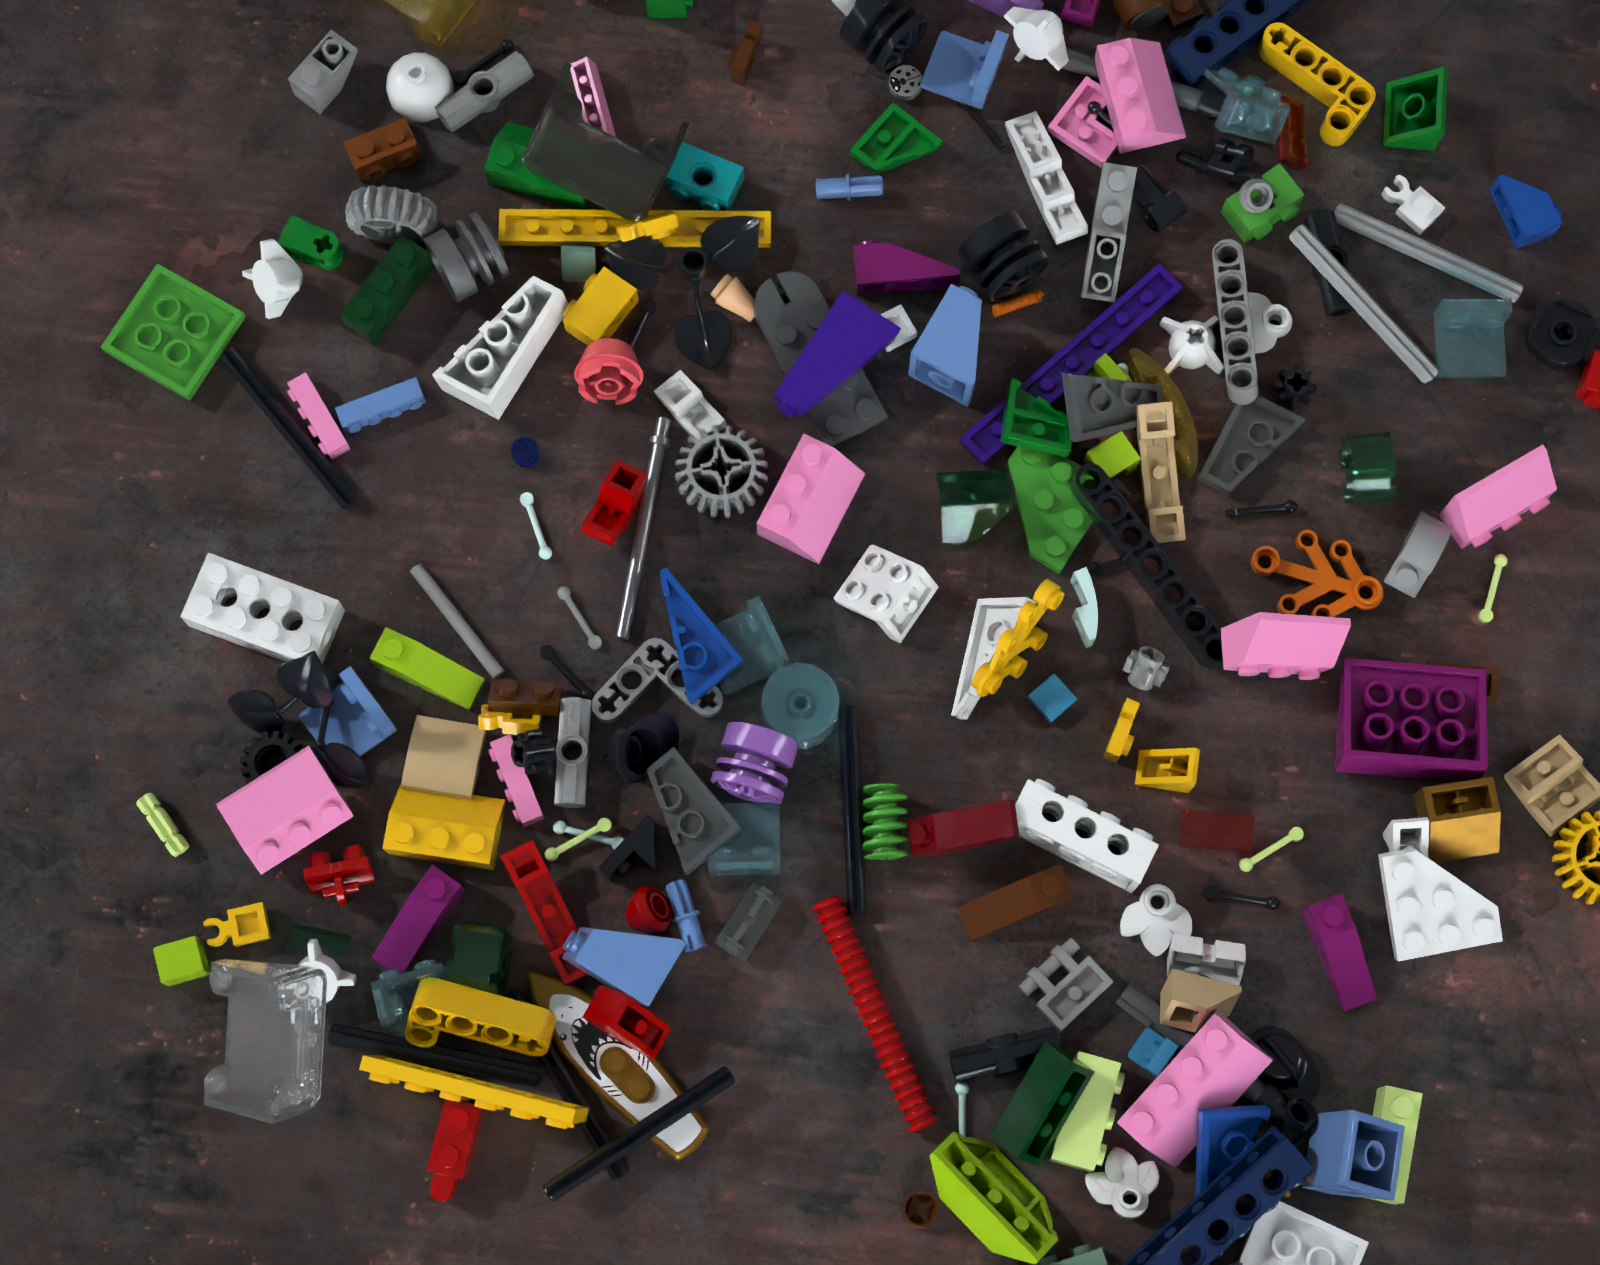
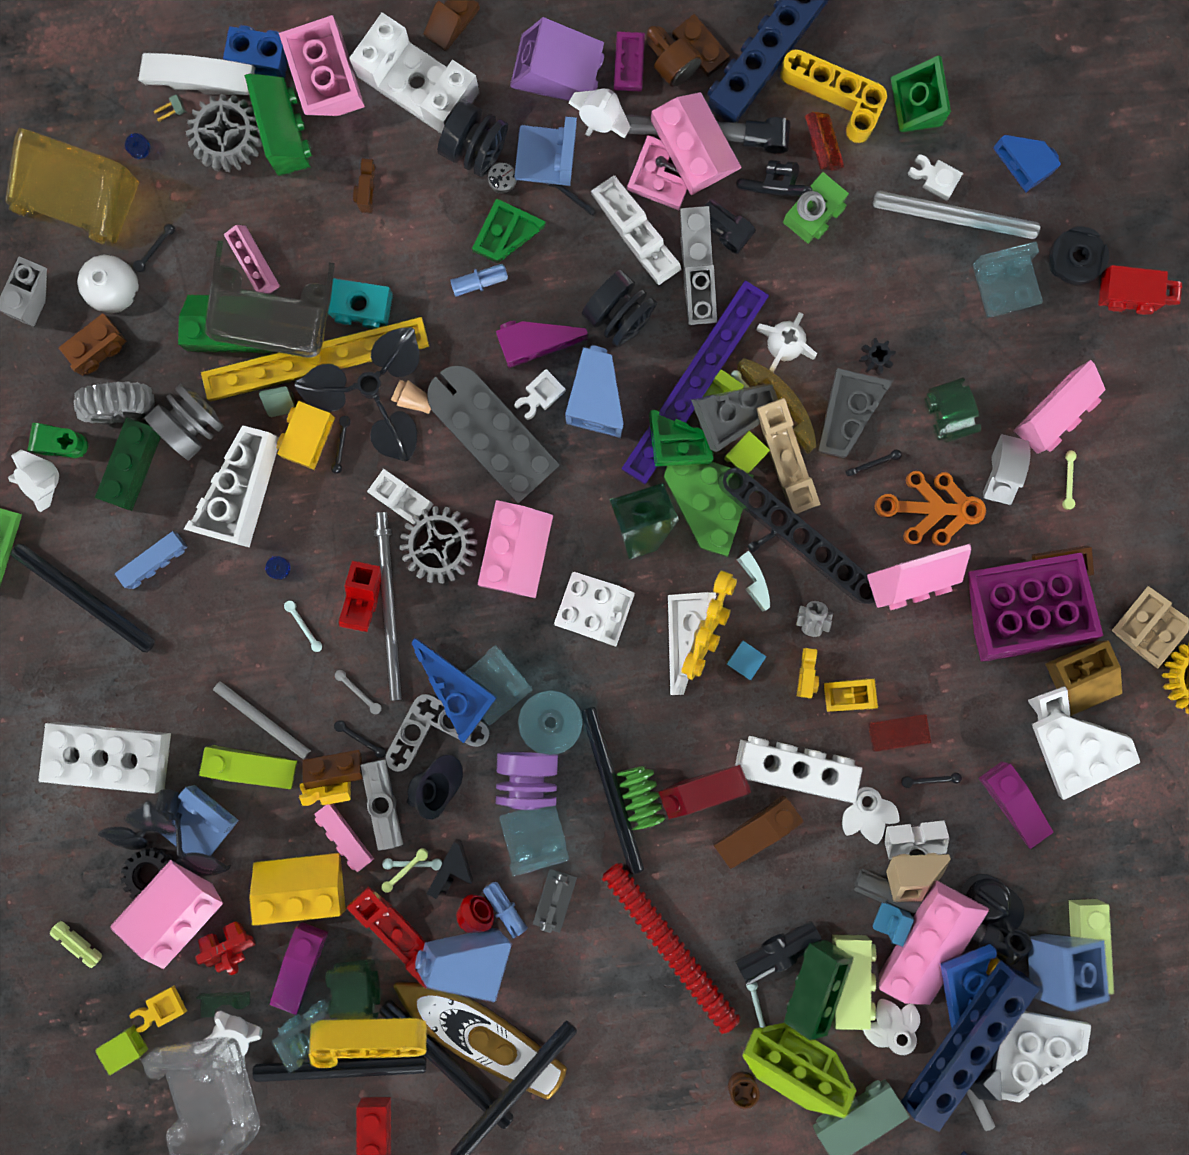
camera: 15 degrees left, 10 degrees up
(318, 415) = (104, 582): bright pink piece -> none
(443, 757) = (281, 834): tan slope -> none
(487, 1094) = (377, 1096): yellow plate -> none
(501, 79) = (173, 260): light grey piece -> none
(533, 751) = (350, 816): black gear -> none
(608, 371) = (325, 487): coral cone -> none
(627, 1021) = (481, 1012): red slope -> none
(657, 226) = (332, 356): yellow plate -> none
(690, 810) = (486, 826): dark grey wing -> none
(838, 350) = (505, 424): dark purple slope -> none
(1017, 302) = (639, 341): orange piece -> none
(1072, 993) = (819, 891): light grey plate -> none
(1235, 307) = (813, 302): light grey beam -> none
(1249, 106) = (790, 129): clear light blue bracket -> none
(1261, 313) = (831, 309): white plate -> none
(1294, 834) = (960, 718): yellowish green hinge -> none
(1325, 228) = (873, 228): black piece -> none
(1363, 303) = (917, 273): light grey axle -> none

